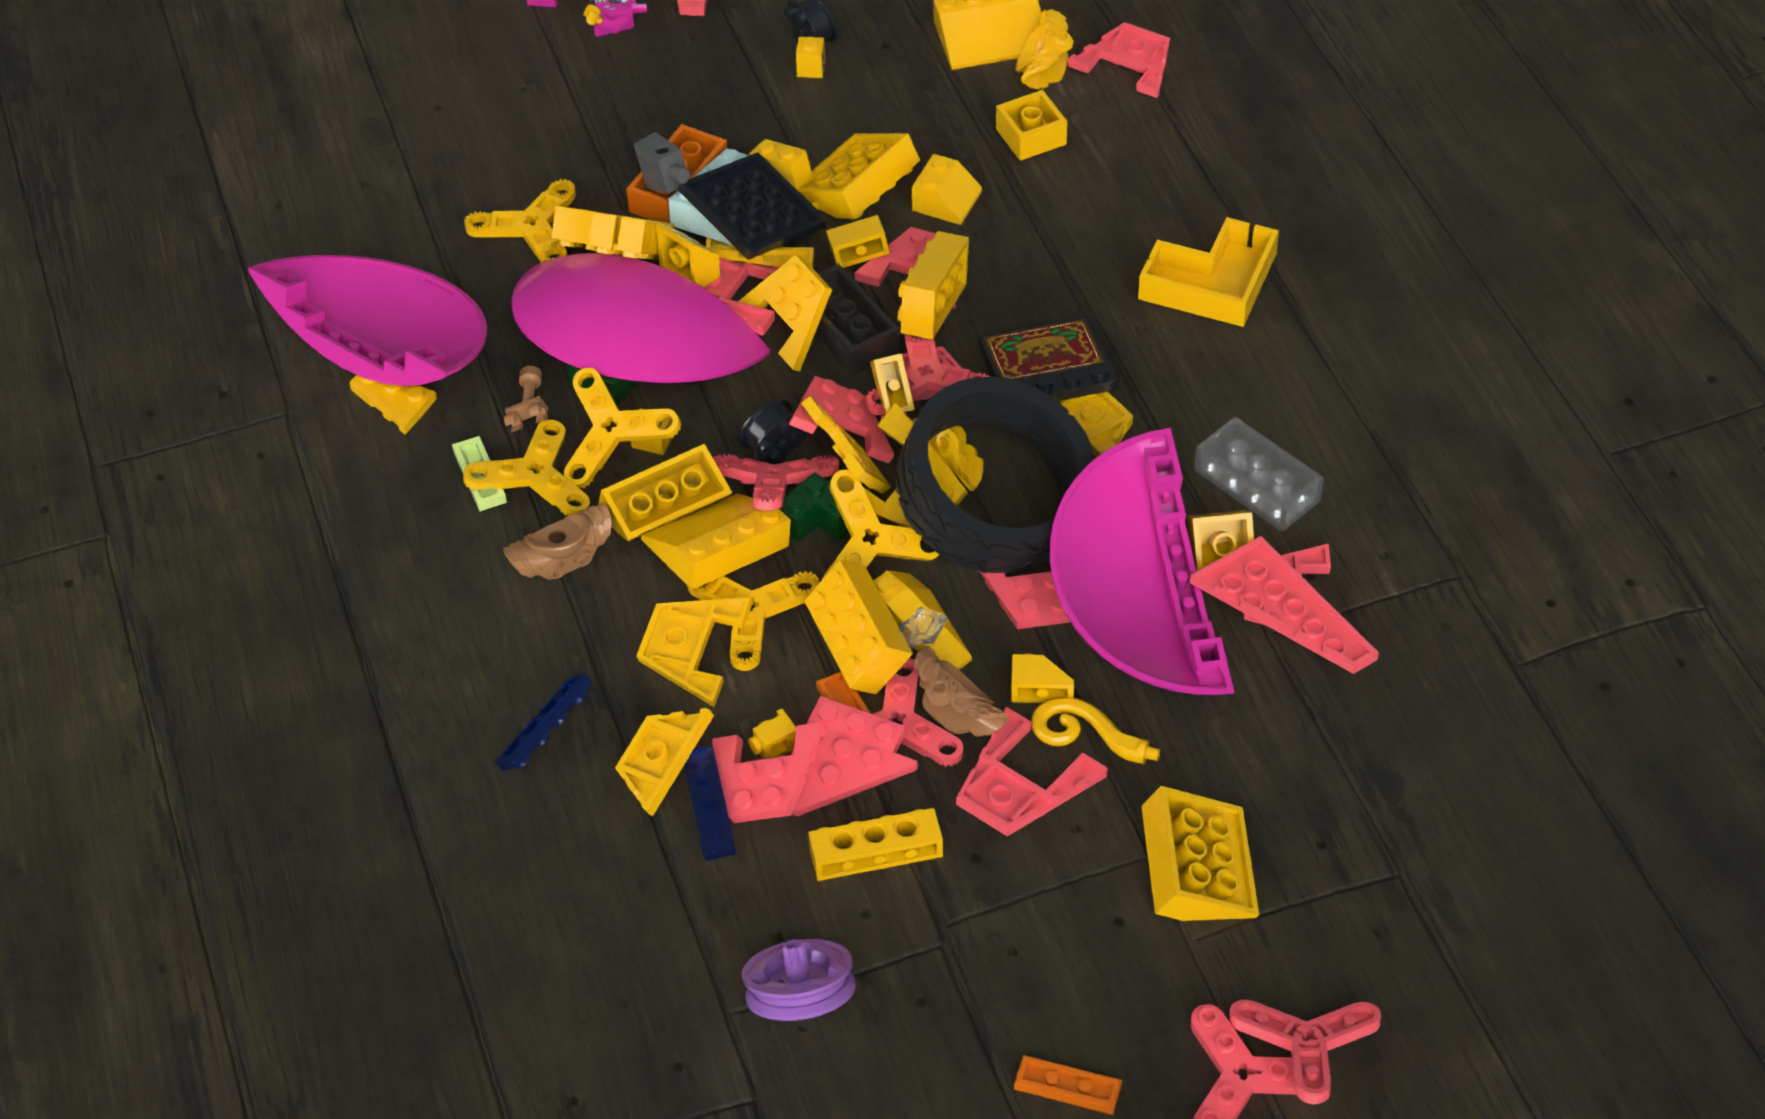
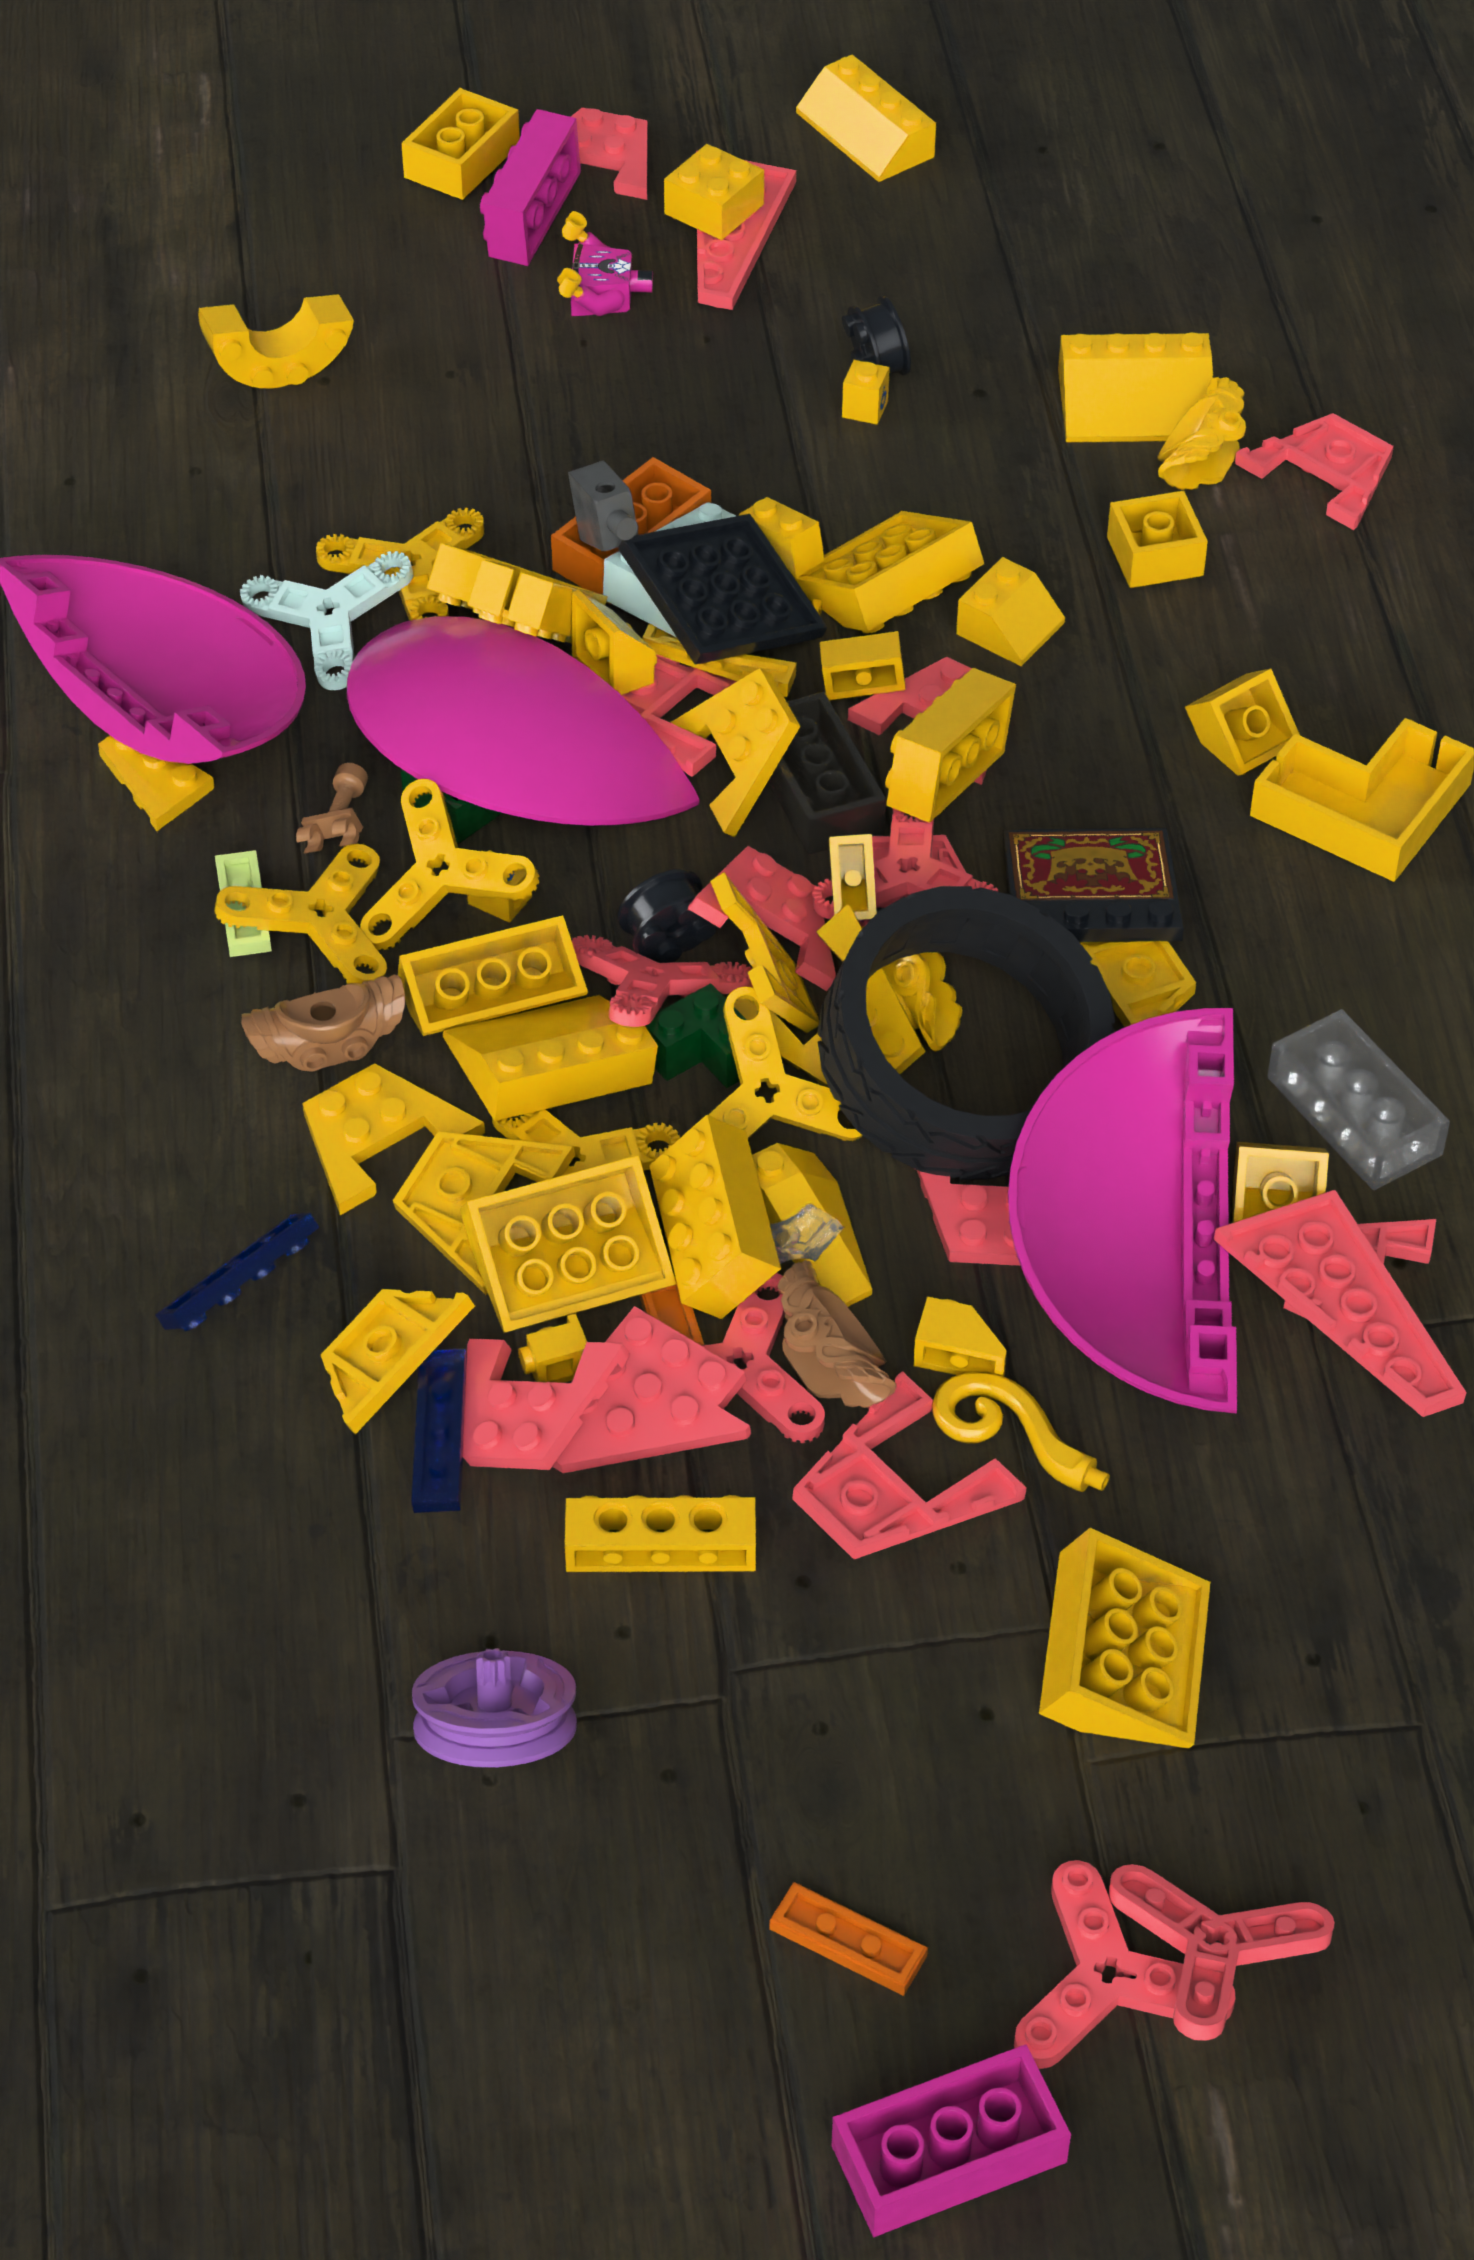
camera: 10 degrees right, 0 degrees up
(406, 94) = (282, 354): none -> yellow brick
(496, 253) = (307, 607): none -> light aqua piece
(602, 603) = (369, 1116): none -> yellow wing
(764, 663) = (568, 1244): none -> yellow slope
(1119, 237) = (1243, 721): none -> yellow slope

